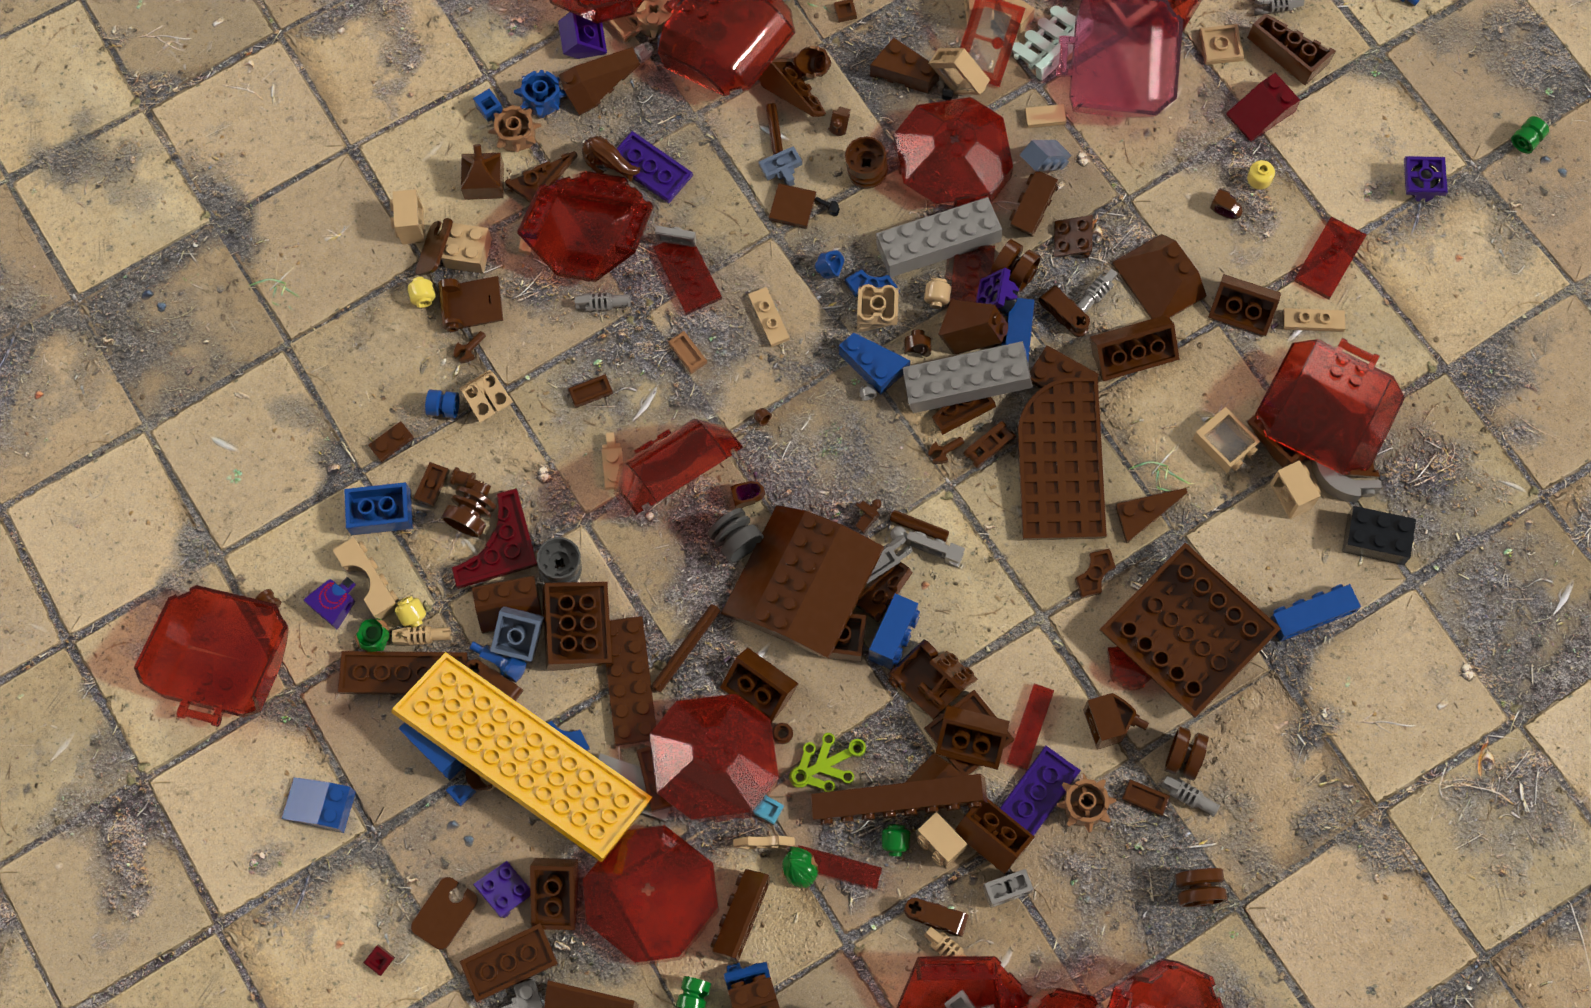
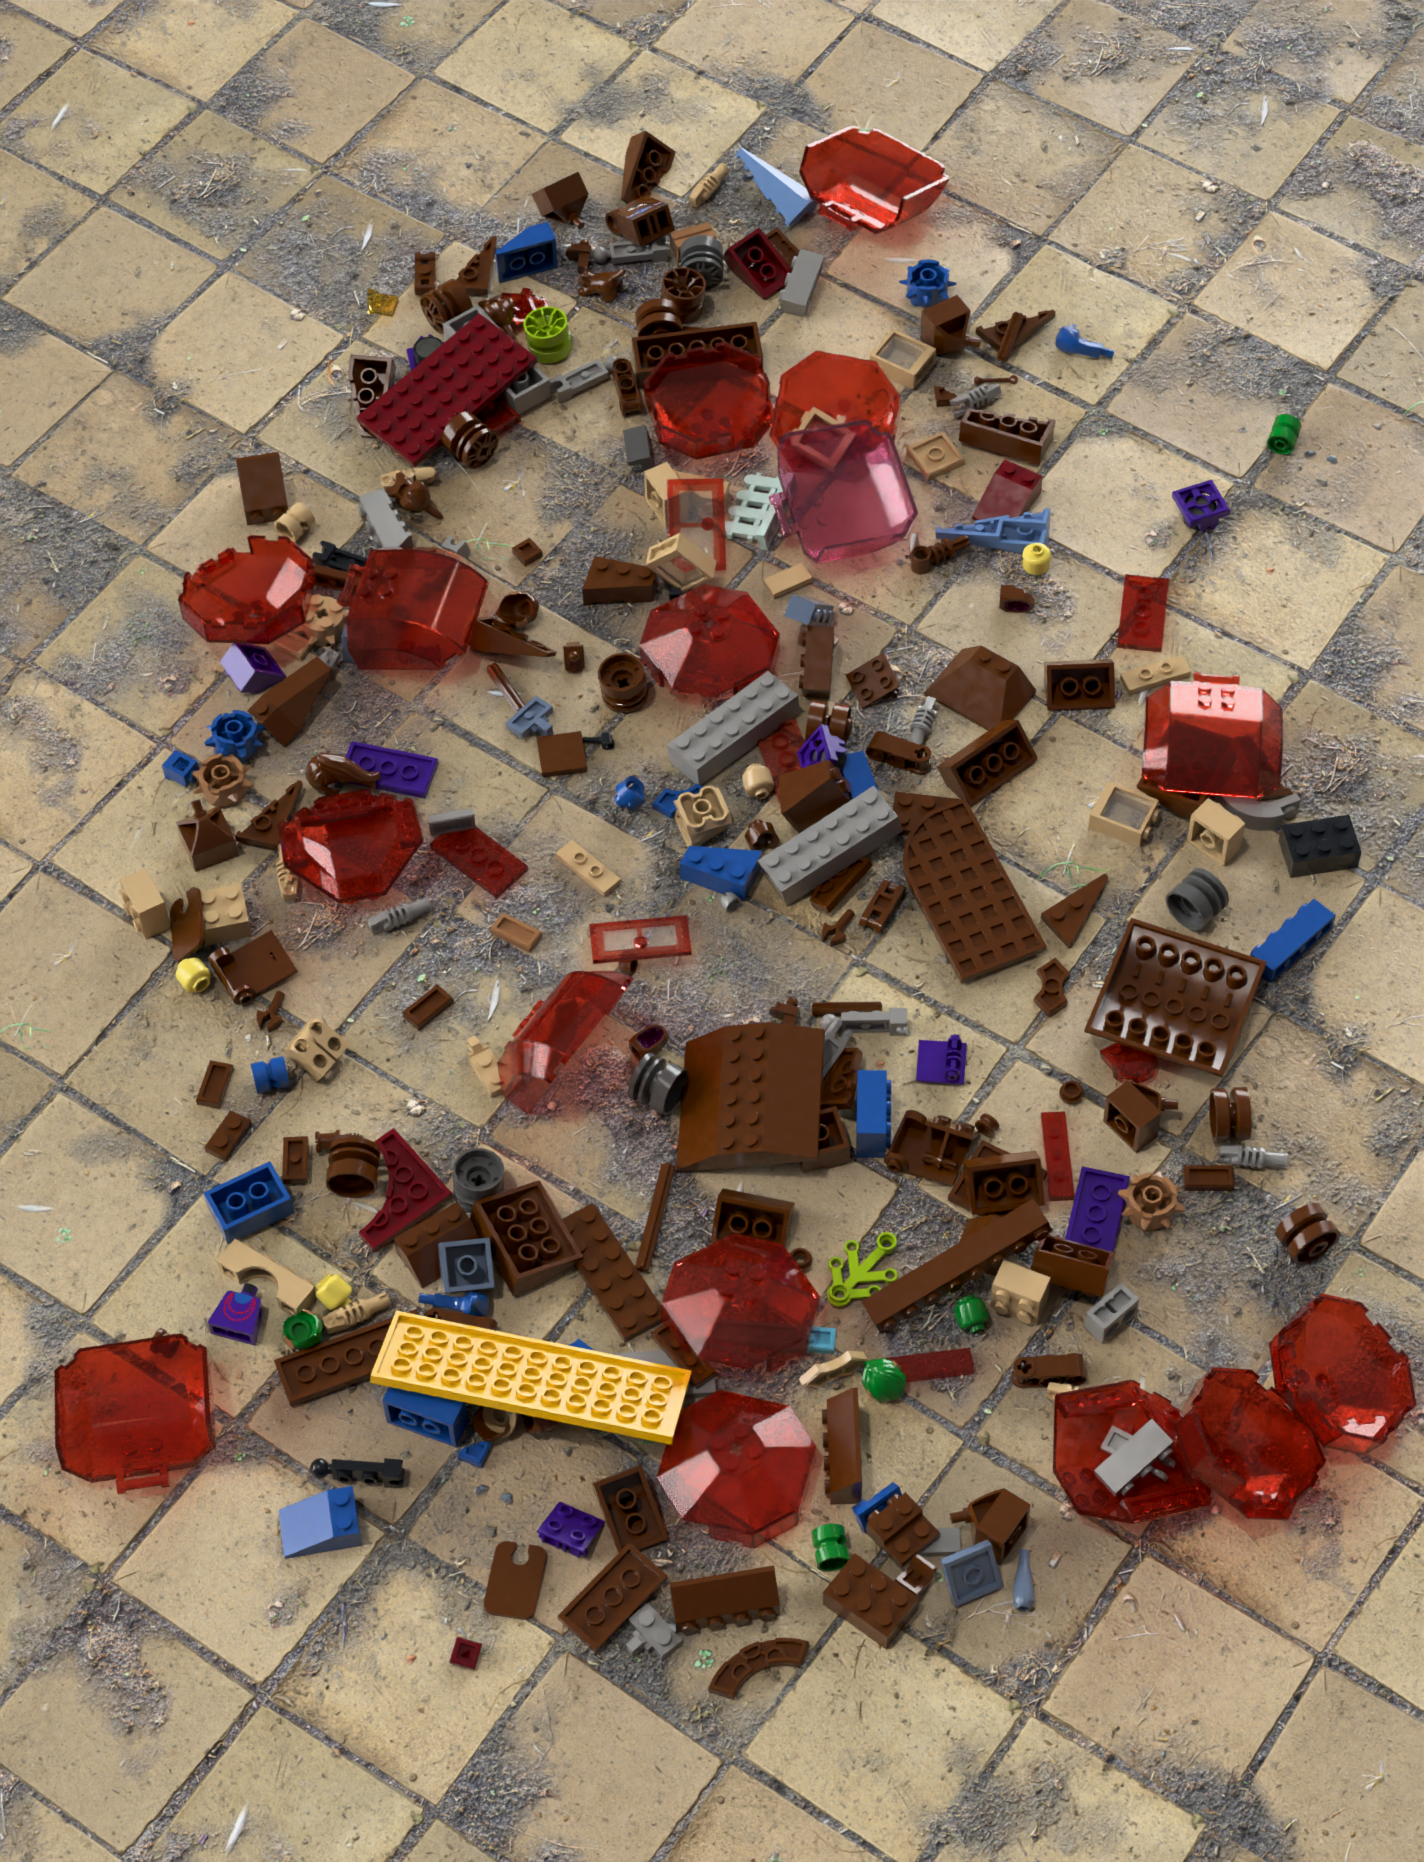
camera: 25 degrees left, 15 degrees down
(386, 783) = (345, 1471): none -> black plate
(400, 393) = (215, 1084): none -> reddish brown tile
(780, 398) = (640, 939): none -> clear red door
(974, 604) = (941, 1061): none -> dark purple hinge
(984, 677) = (987, 1125): none -> reddish brown bush
(1067, 675) = (1071, 1092): none -> reddish brown plate
(1176, 137) = (923, 556): none -> reddish brown piece
(1245, 138) = (1003, 532): none -> medium blue wedge
(1250, 545) = (1197, 899): none -> dark grey wheel

